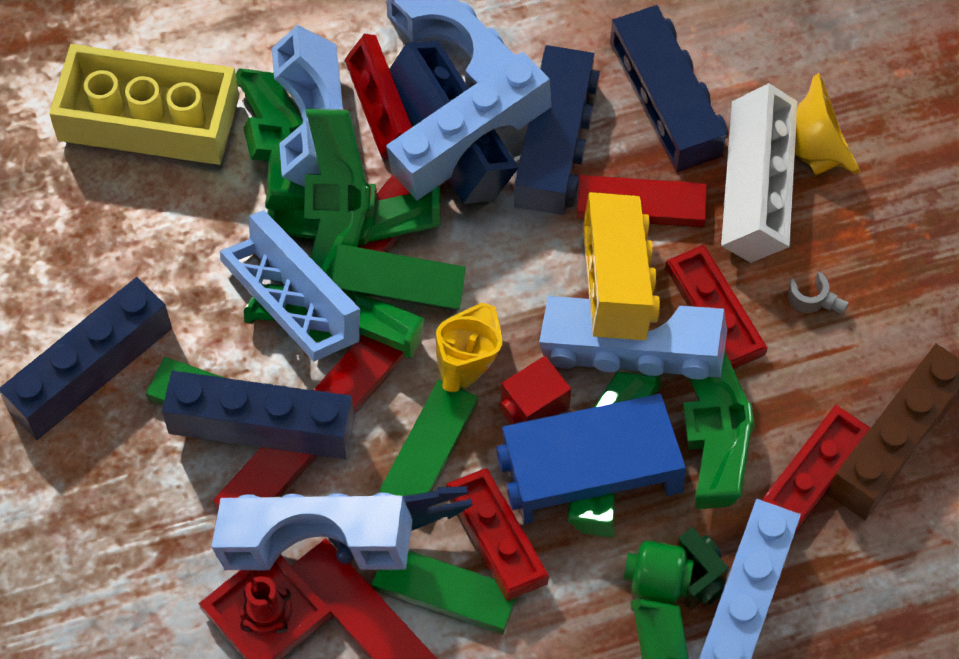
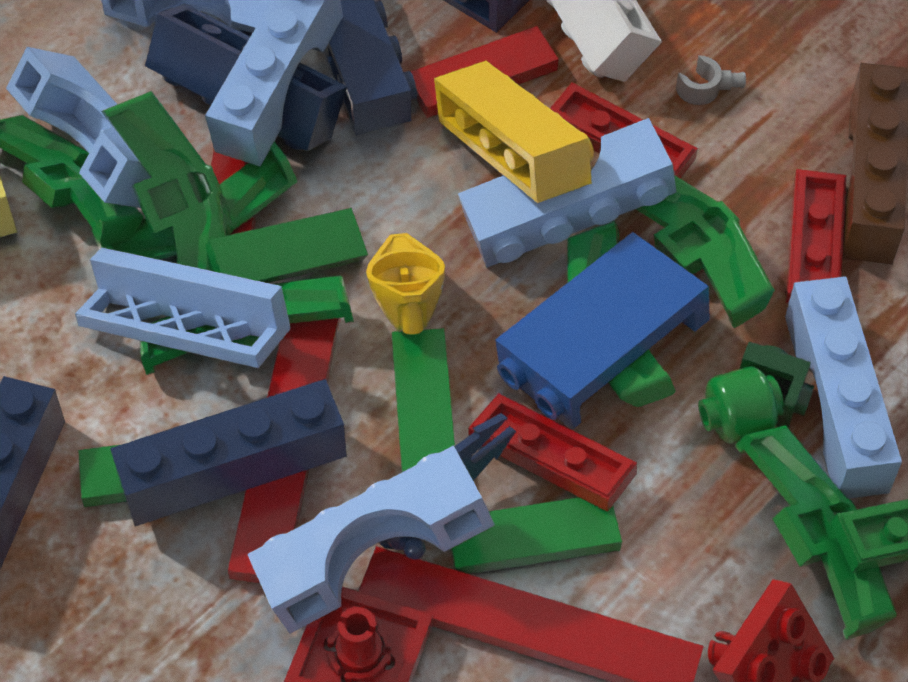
camera: 30 degrees left, 5 degrees down
(377, 92) = (133, 72): red tile -> none
(534, 393) = (501, 295): red brick -> none

